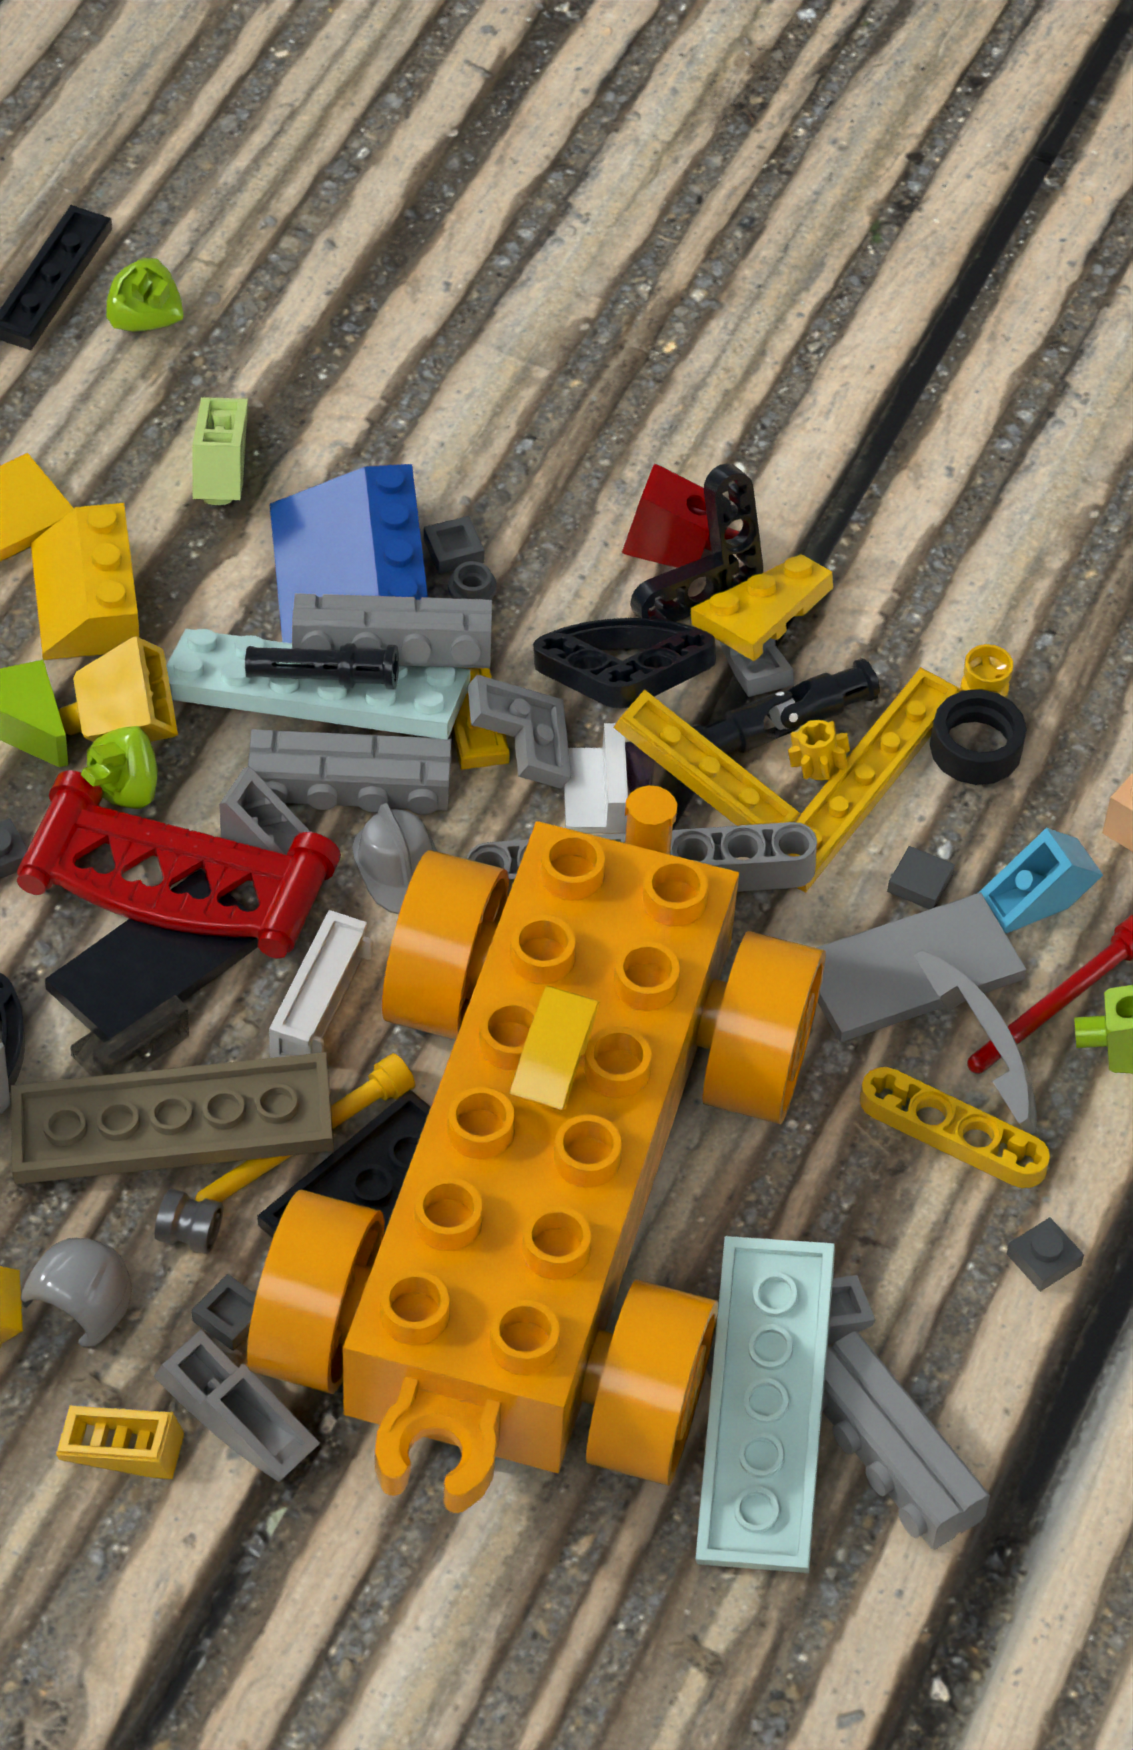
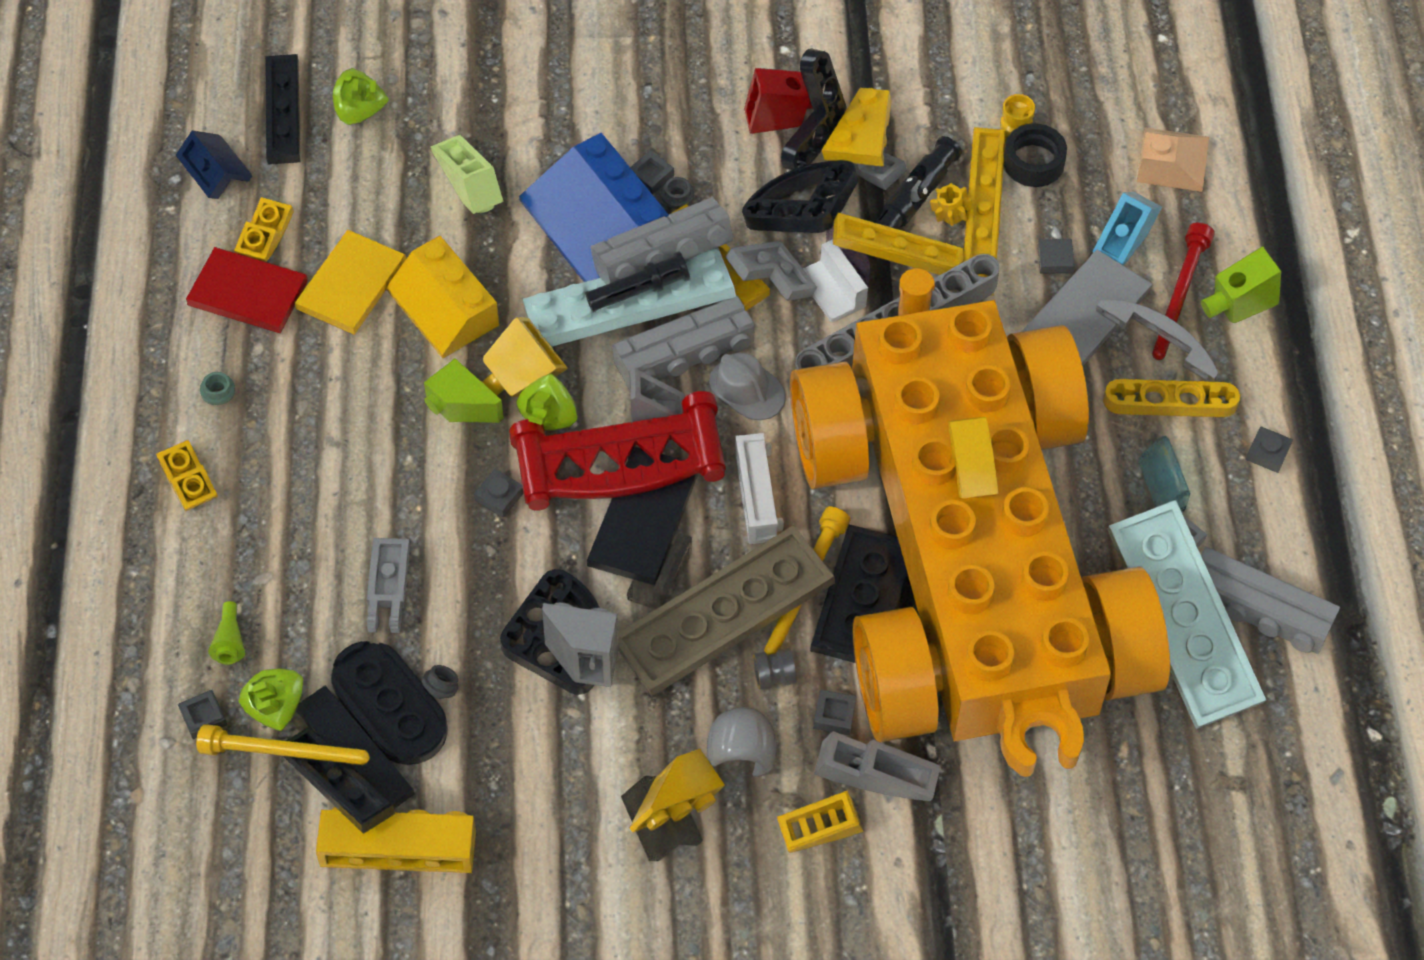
camera: 25 degrees left, 5 degrees up
(870, 1224) = (1164, 474): none -> clear light blue slope

